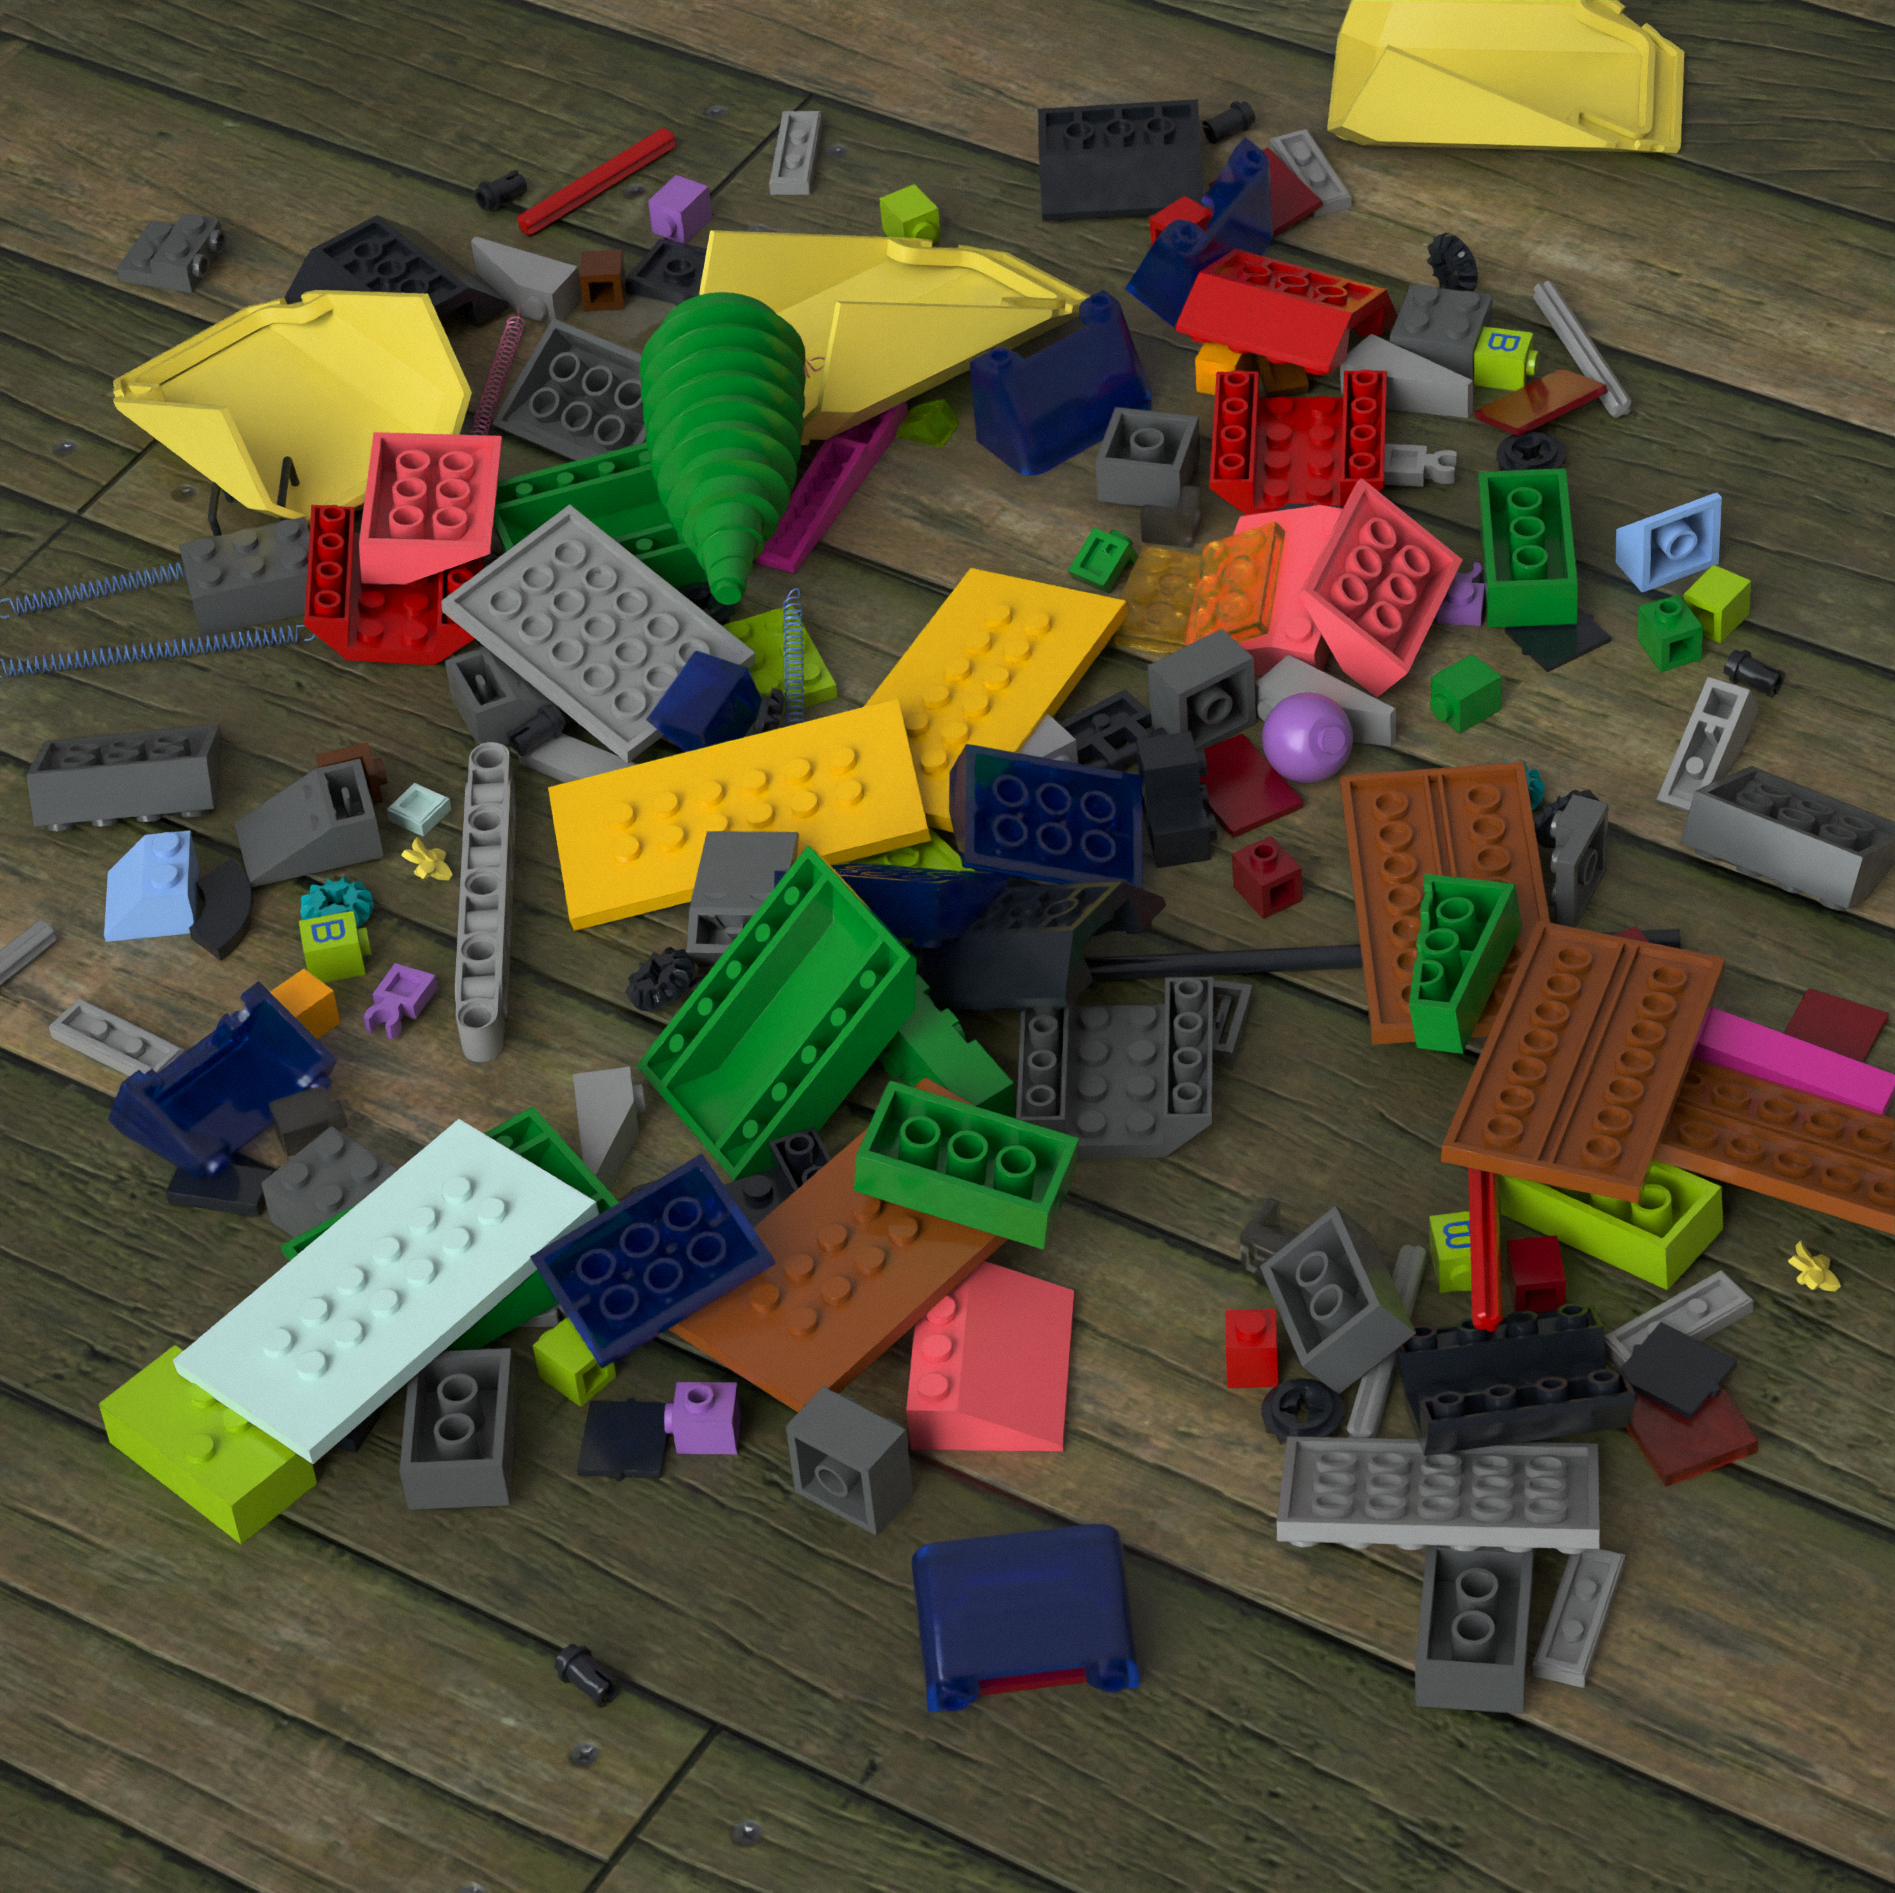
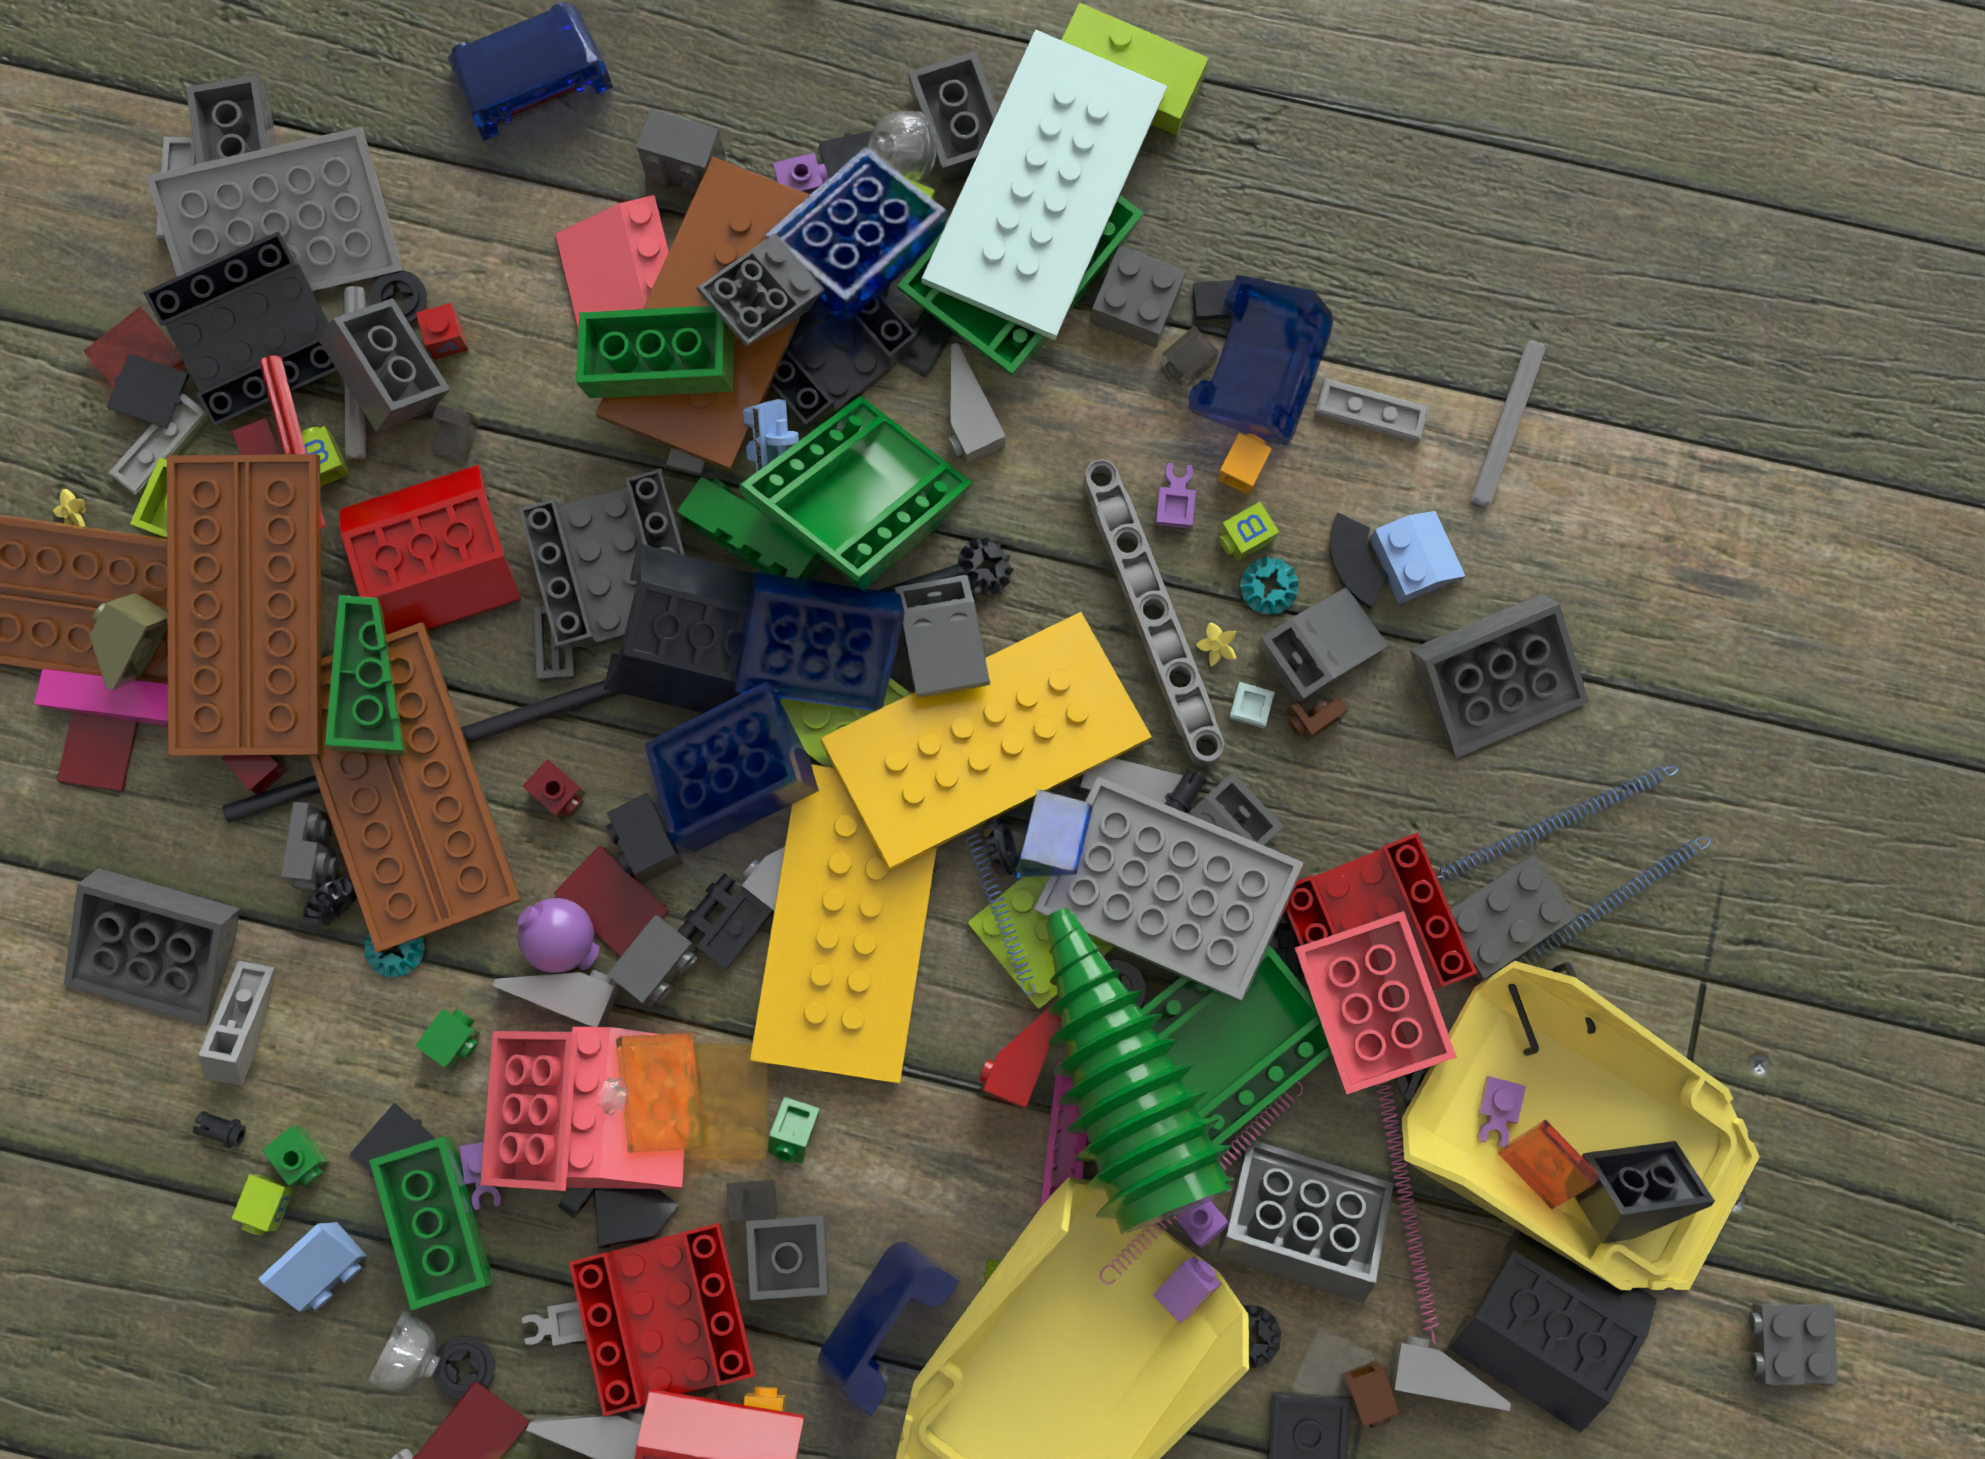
camera: 155 degrees right, 35 degrees up
(252, 347) = (1641, 1190): none -> black slope
(328, 374) = (1549, 1164): none -> clear red tile
(349, 446) = (1501, 1103): none -> medium lavender plate
(551, 1401) = (905, 143): none -> clear cylinder
(806, 1181) = (762, 291): none -> dark grey slope
(822, 551) = (1020, 1062): none -> red slope
(859, 1087) = (769, 432): none -> light blue hips
(1281, 561) = (613, 1095): none -> clear plate
(1348, 1133) = (429, 552): none -> red slope
(1594, 456) = (406, 1355): none -> clear cylinder
(1738, 1061) = (126, 638): none -> olive slope

